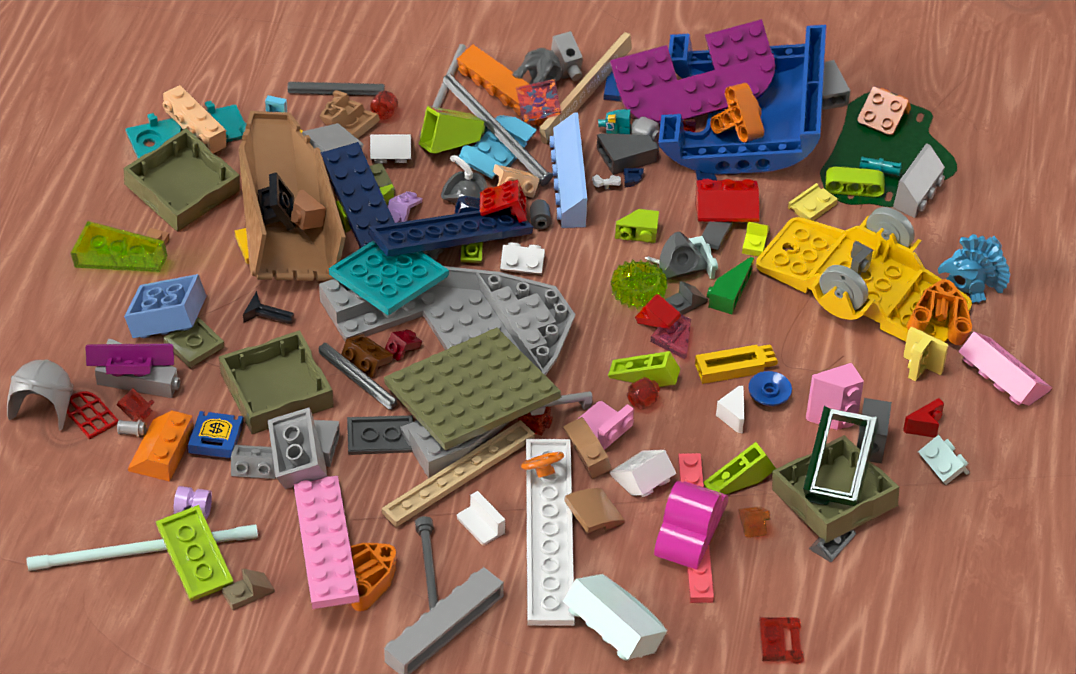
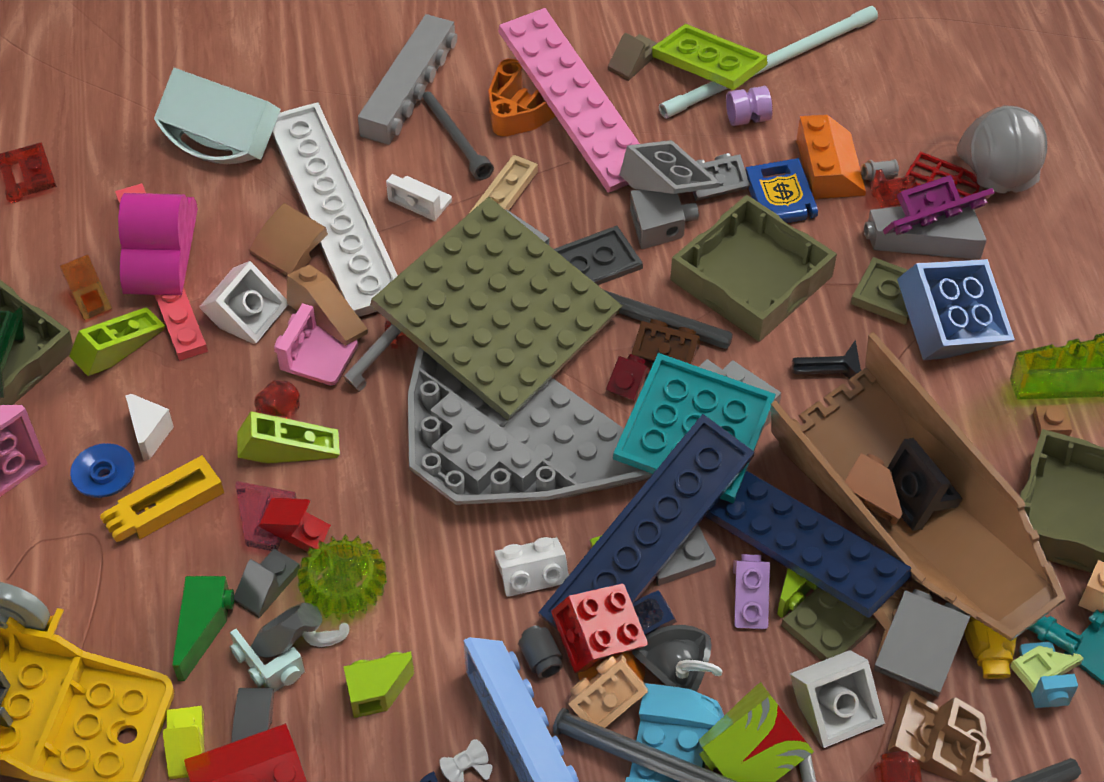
camera: 160 degrees right, 5 degrees up
(543, 463) = (356, 248): orange piece -> none

